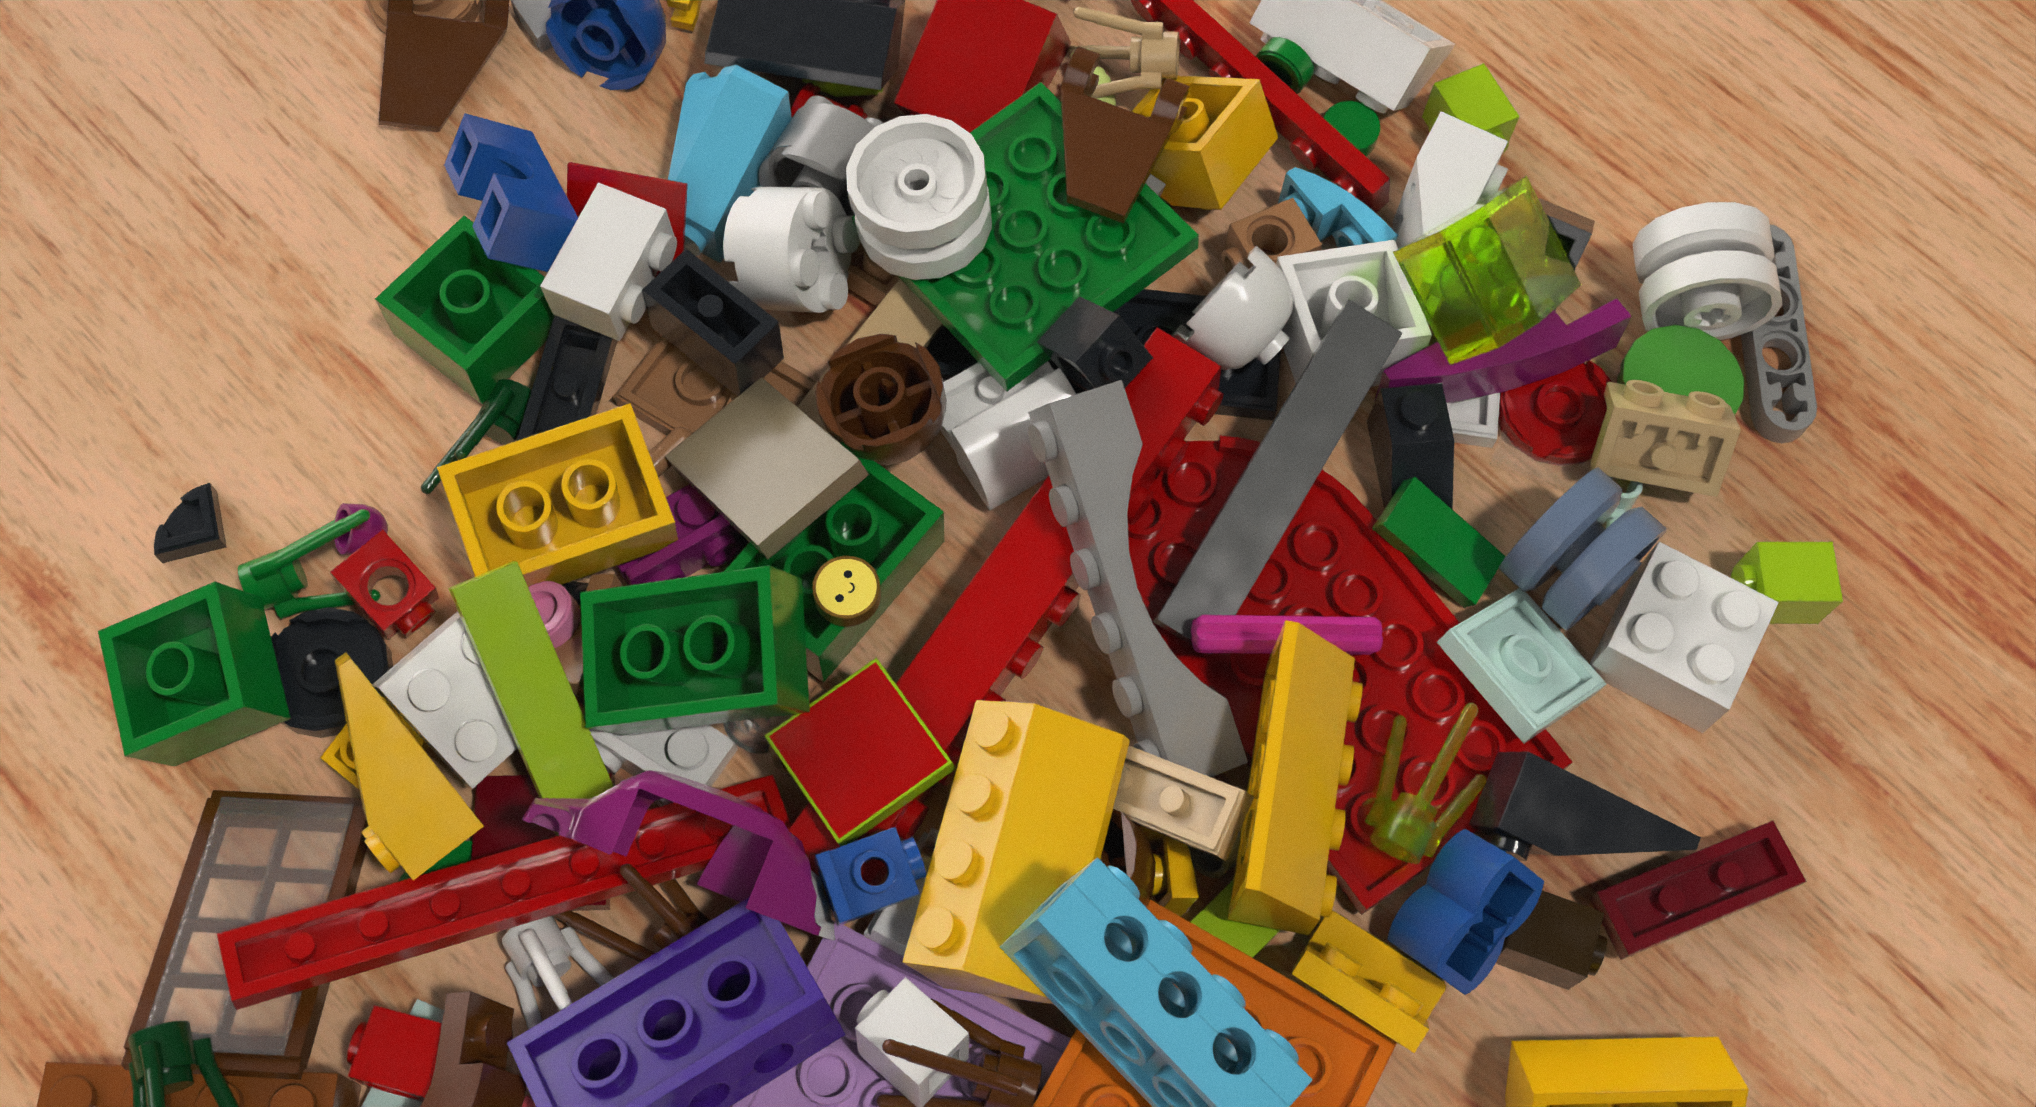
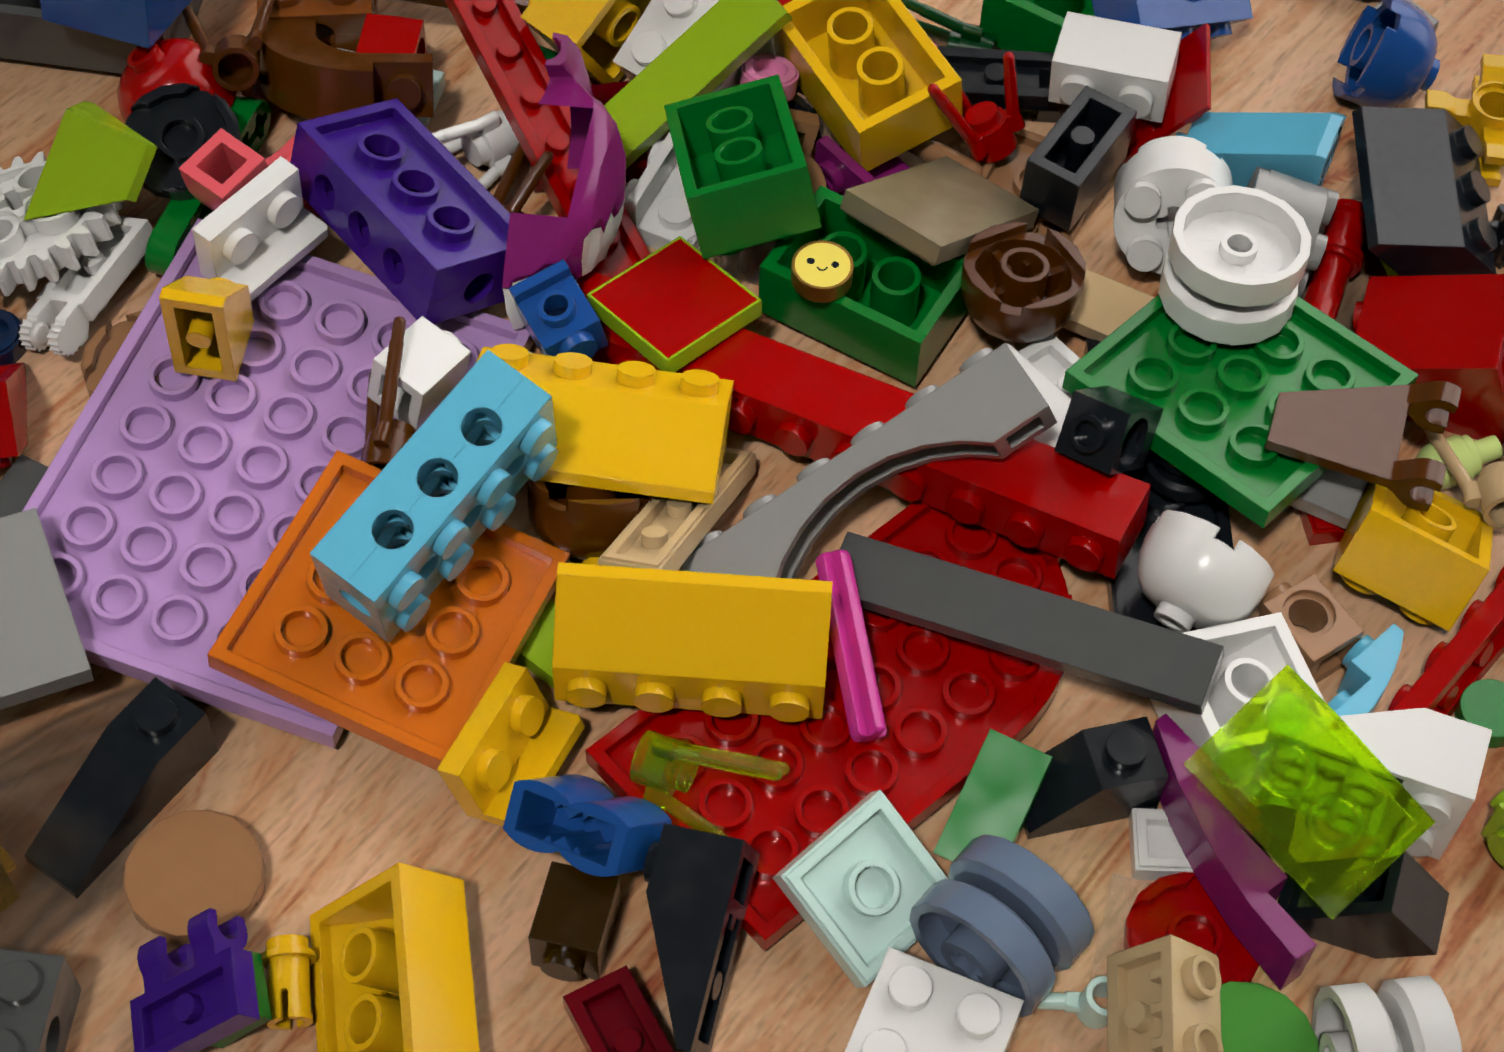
camera: 85 degrees right, 10 degrees down
(650, 403) = (984, 126): none -> red plant

